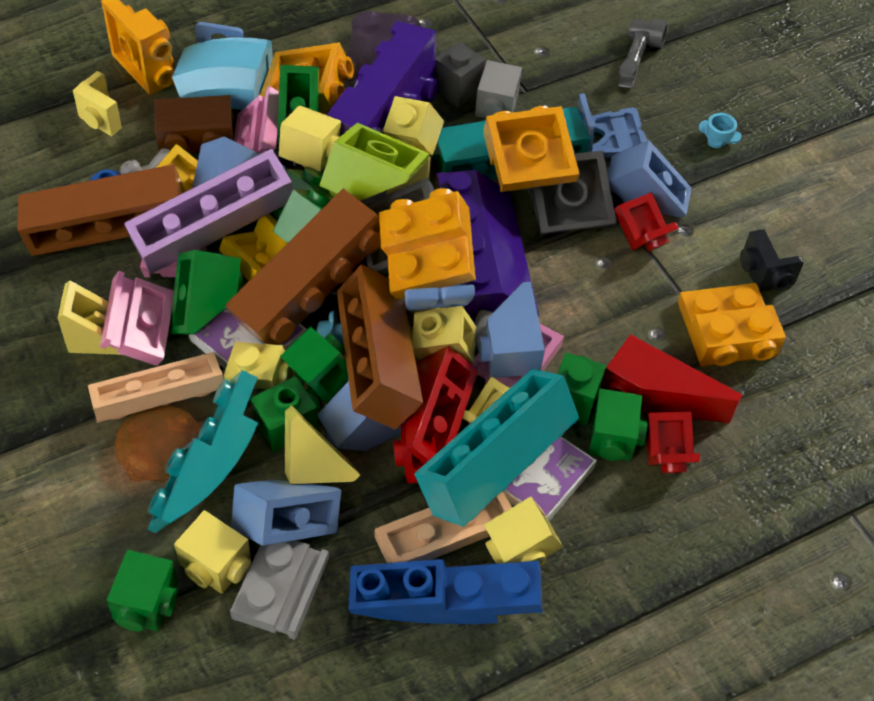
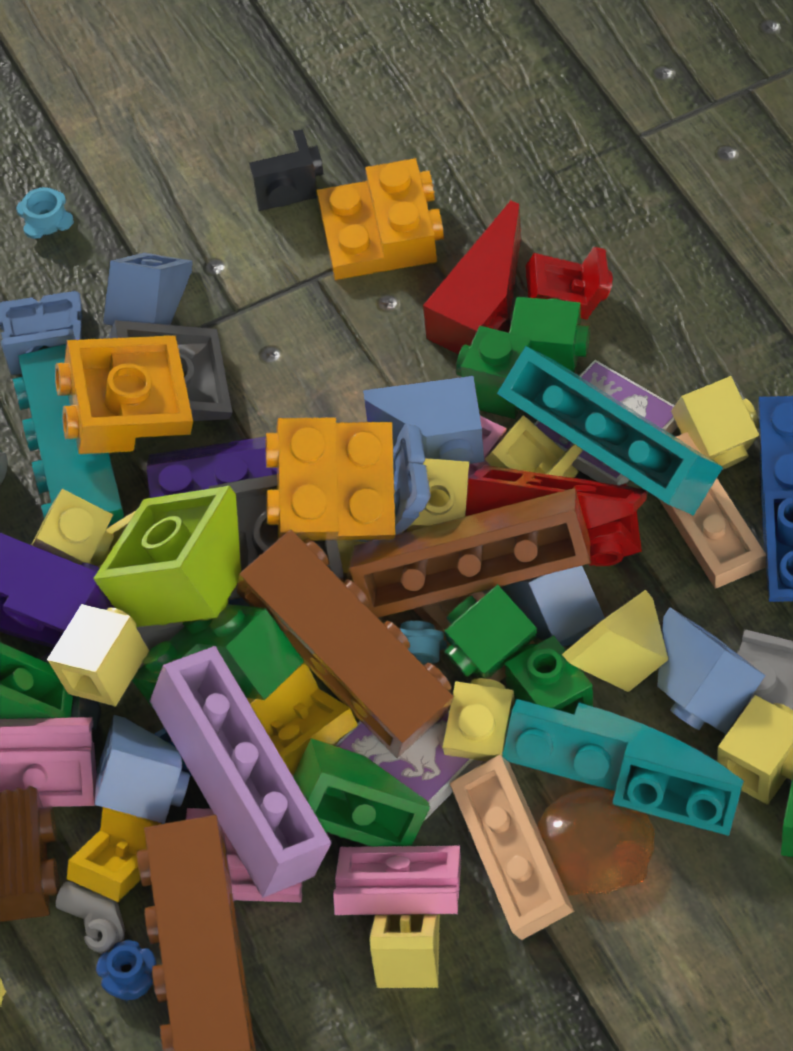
camera: 80 degrees left, 0 degrees up
(644, 223) = (222, 298): red bracket -> none

